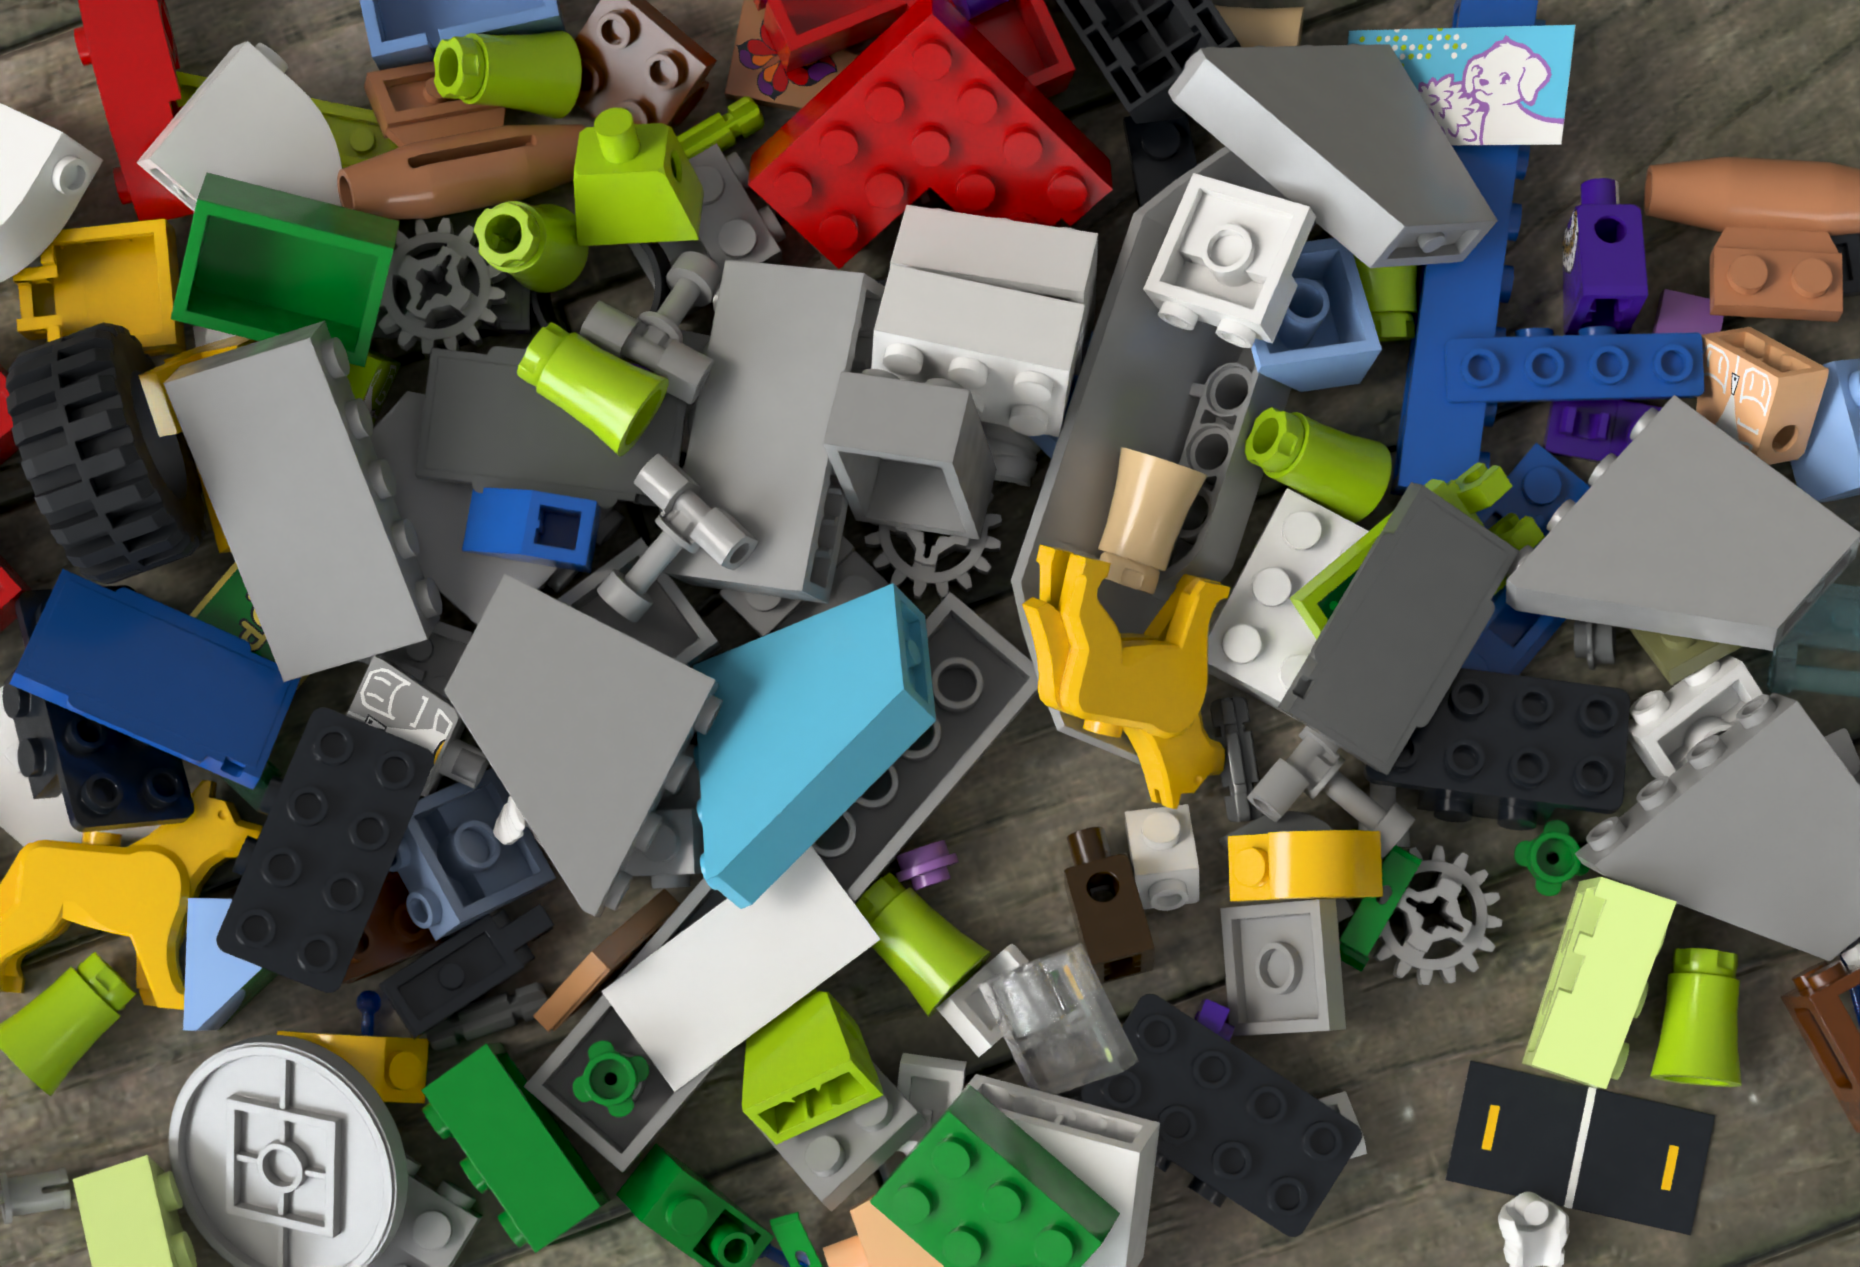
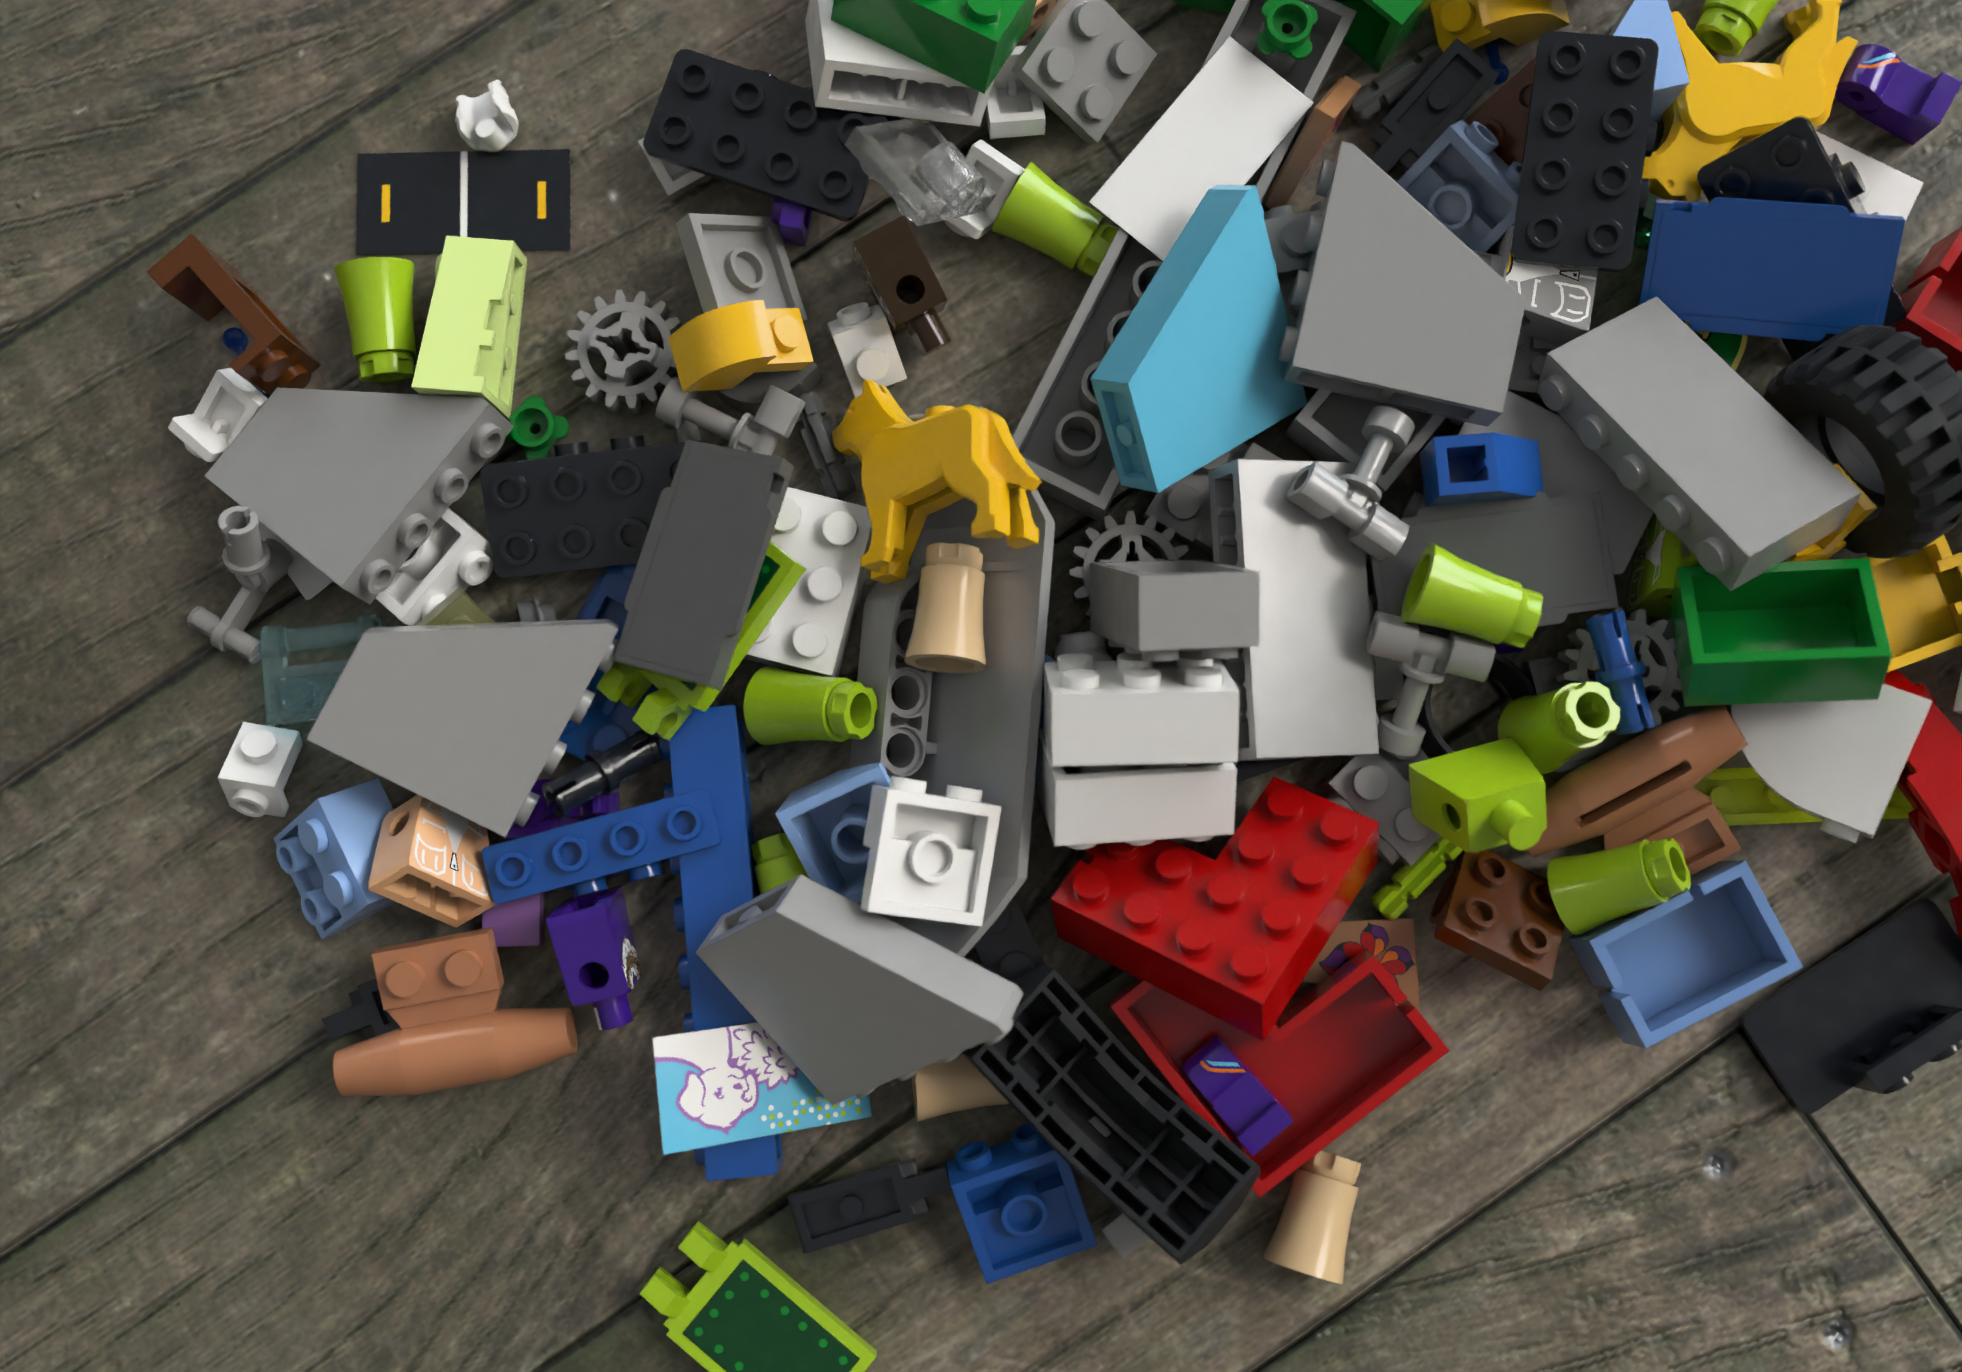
camera: 170 degrees right, 0 degrees up
(453, 275) = (1620, 671): none -> blue pin
(806, 1068) = (1121, 85): lime torso -> none
(926, 865) = (1063, 290): medium lavender plate -> none
(1370, 915) = (662, 369): green piece -> none
(1559, 443) = (601, 773): none -> black pin

